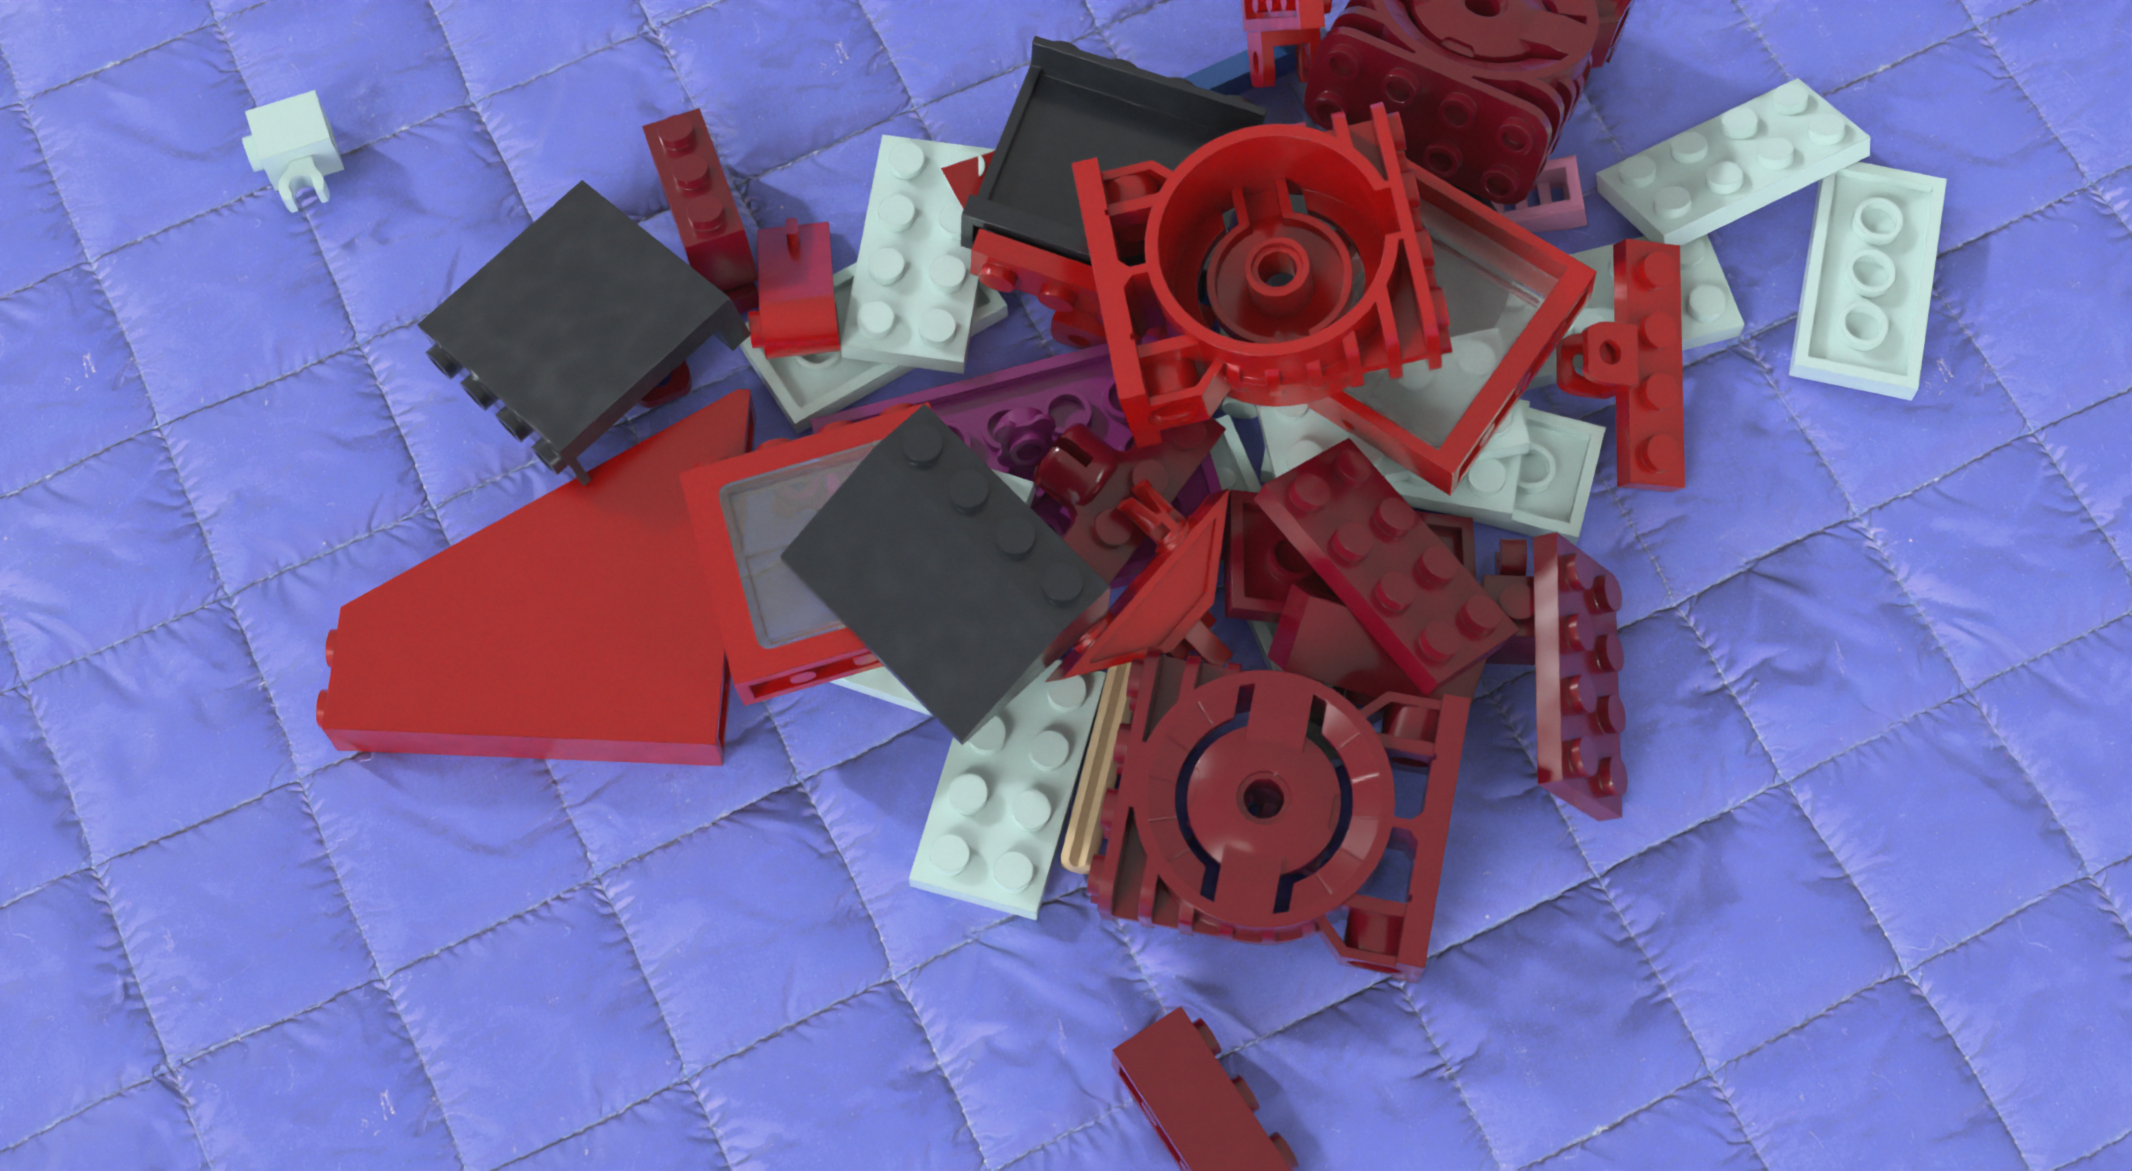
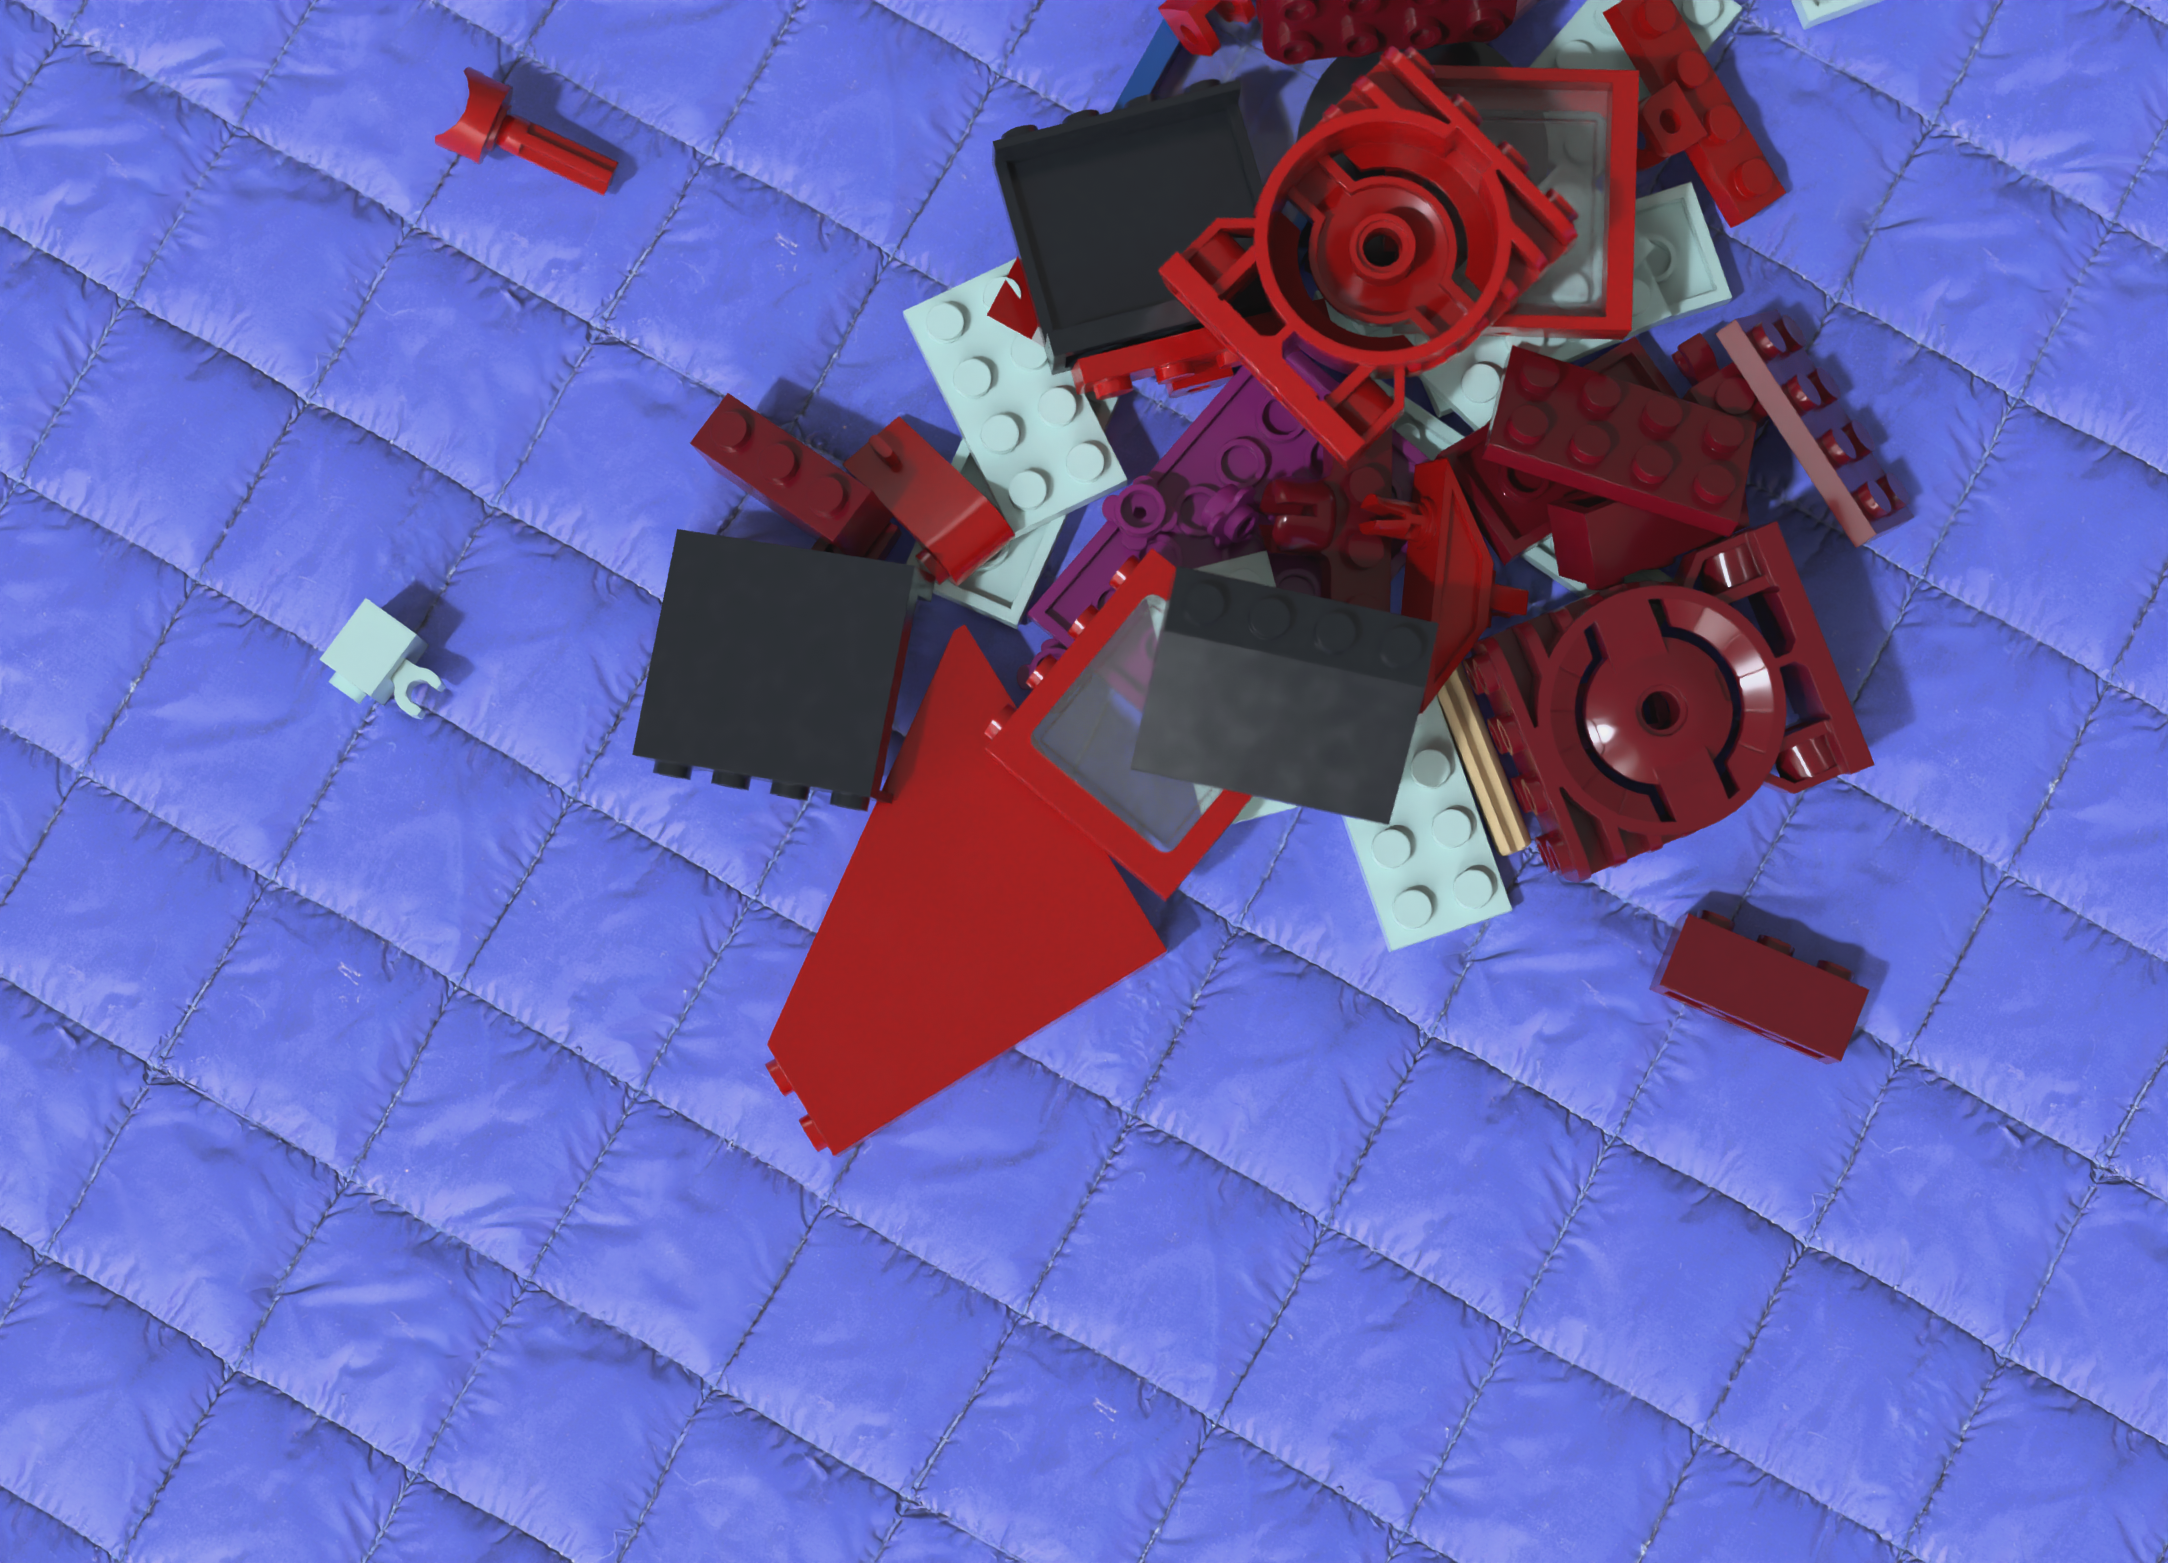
camera: 35 degrees left, 15 degrees up
(960, 378) = (1139, 495): none -> magenta plate

